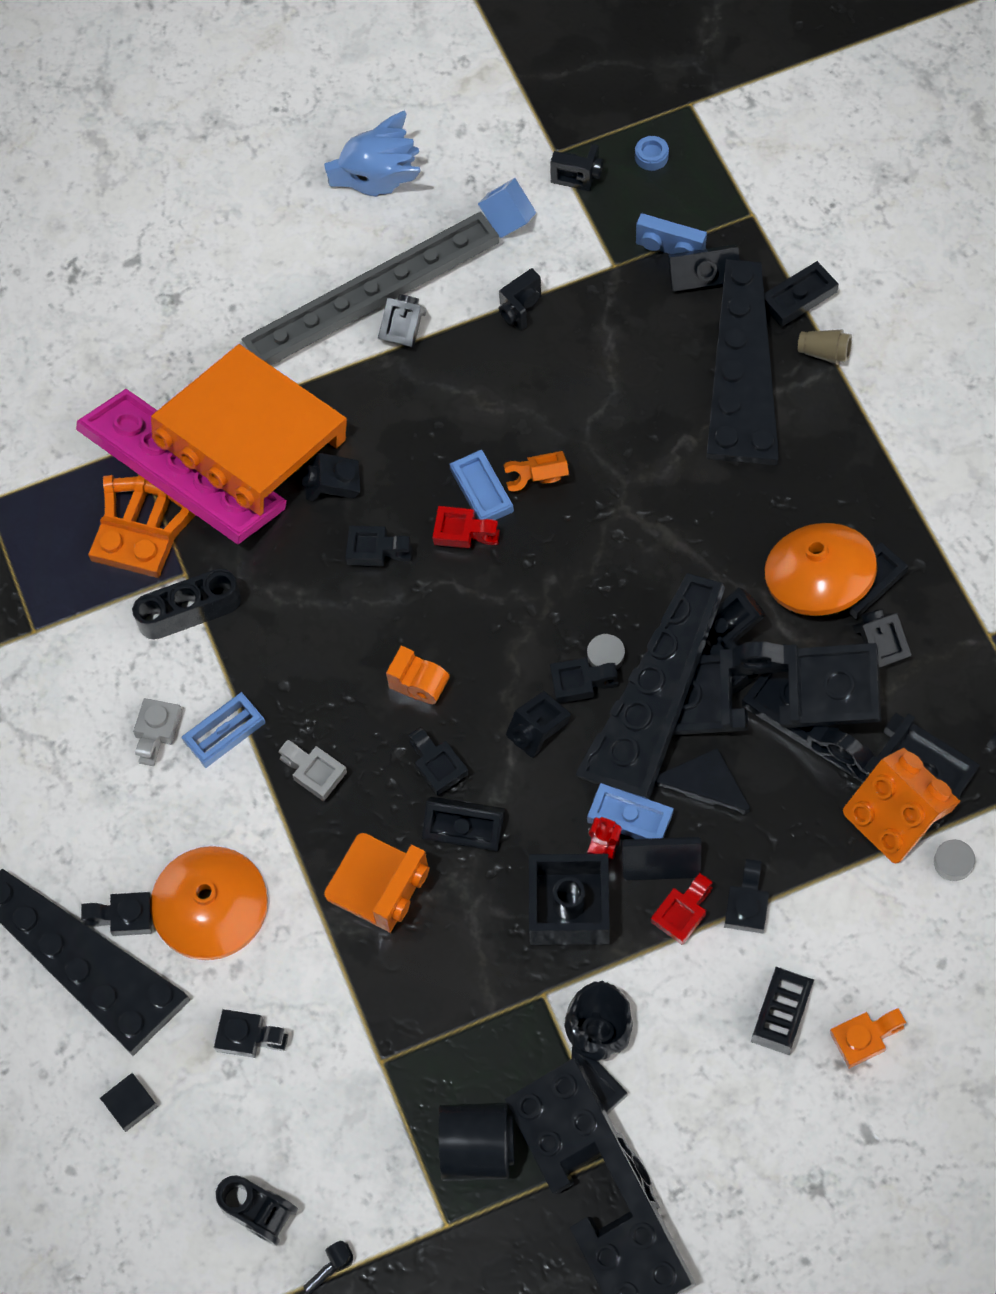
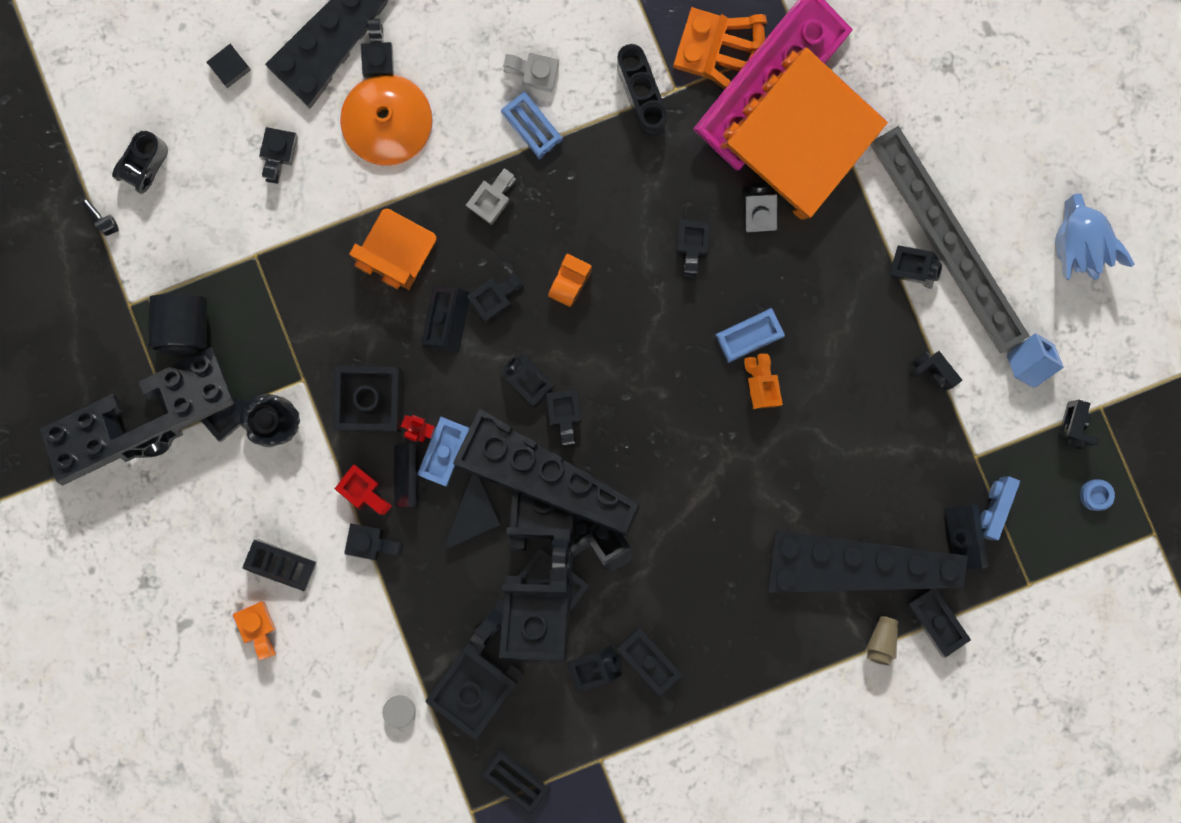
camera: 85 degrees right, 20 degrees up
(458, 526) = (708, 315): red plate -> none
(605, 649) = (589, 437): light grey tile -> none
(821, 581) = (643, 632): orange dish -> none
(899, 804) = (441, 672): orange bracket -> none

